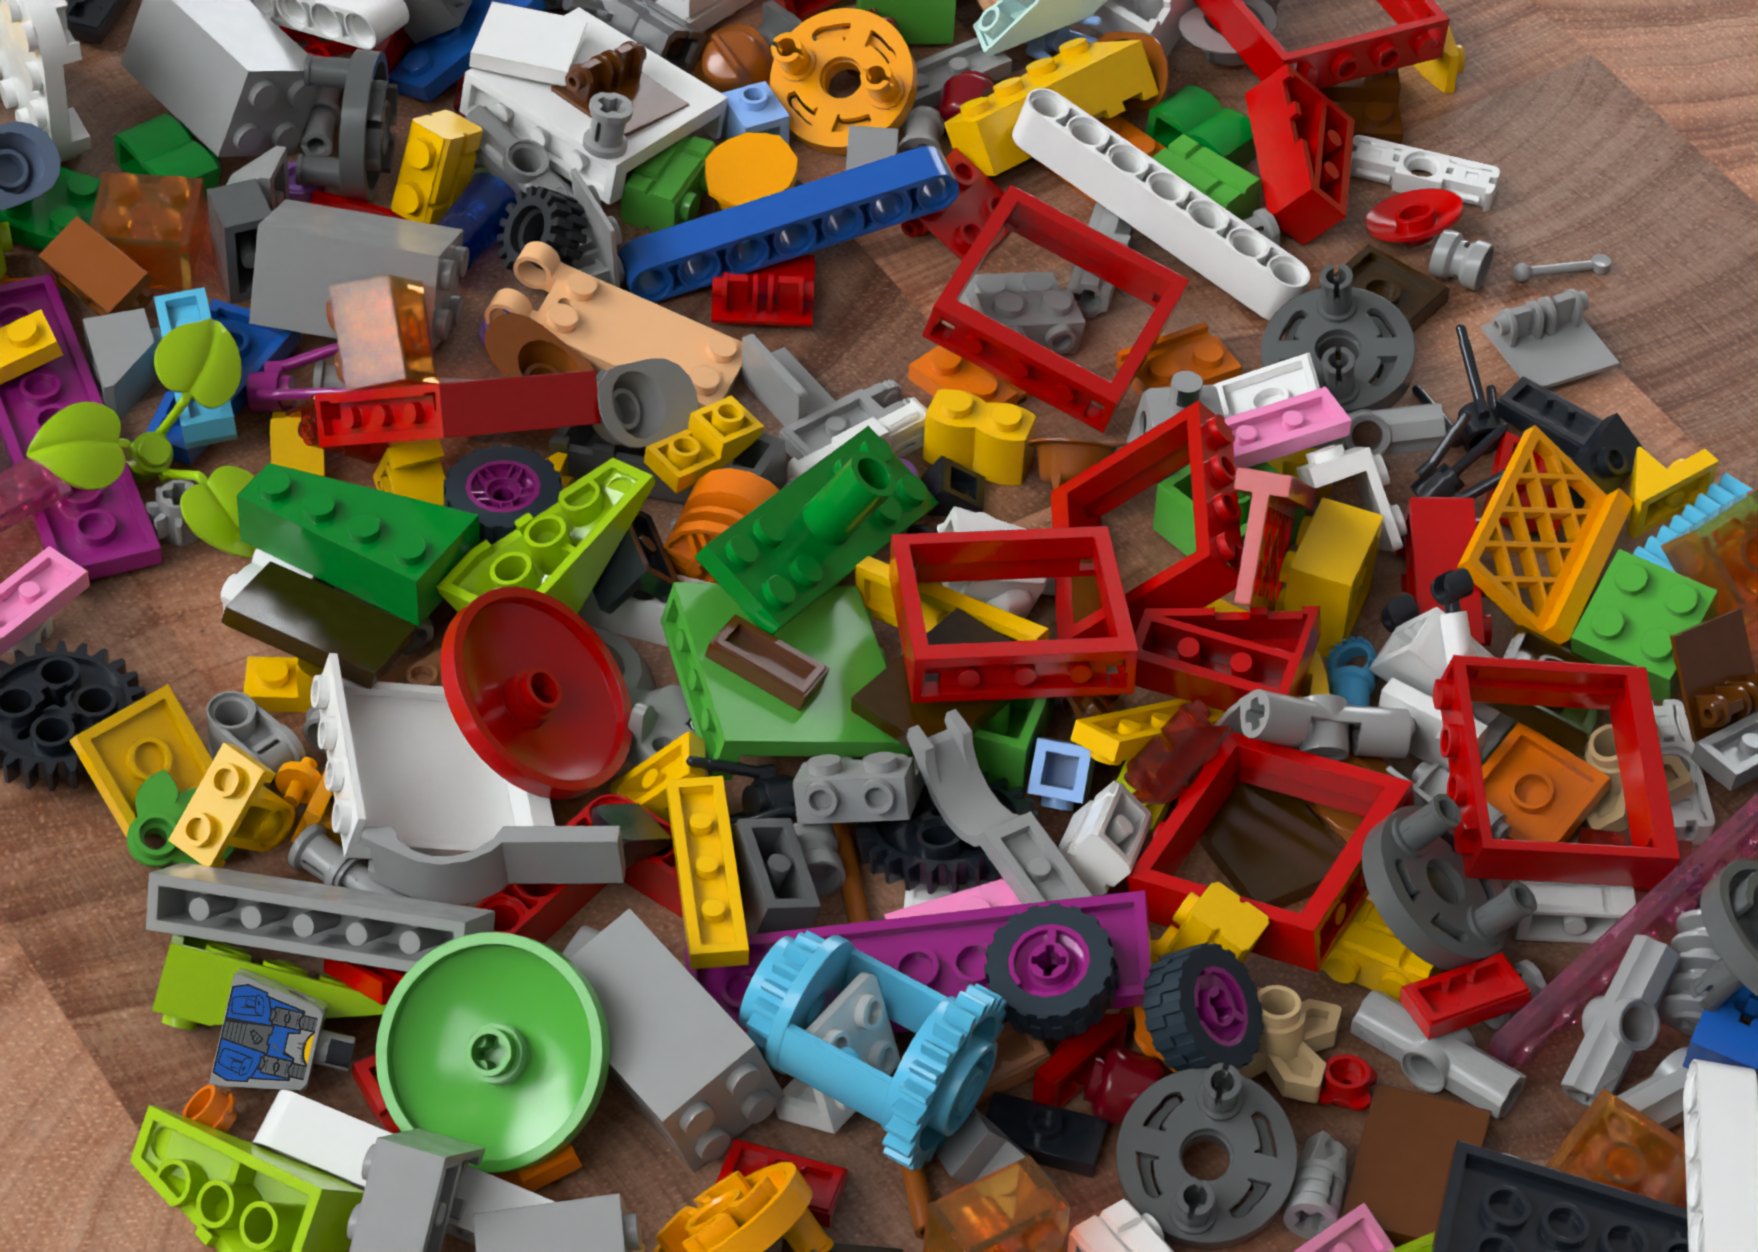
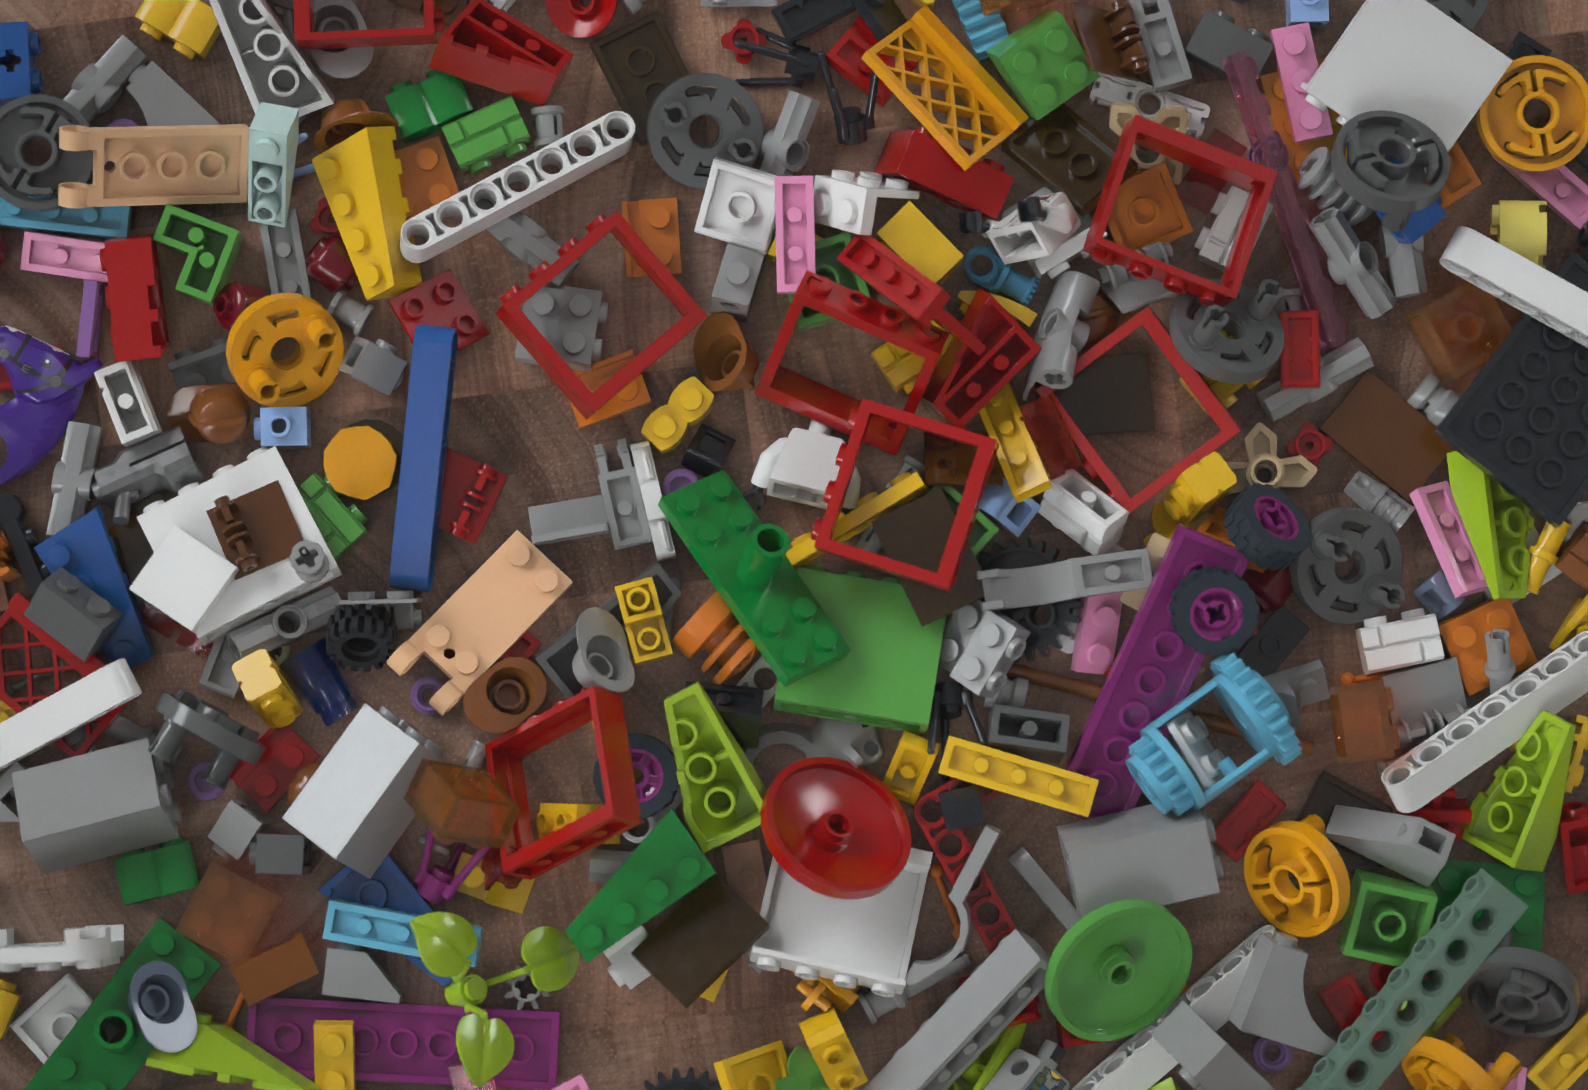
camera: 65 degrees left, 40 degrees up
(240, 721) = (764, 1011): light grey piece -> none
(767, 662) = (867, 666): reddish brown tile -> none
(1457, 377) = (743, 30): none -> red plate

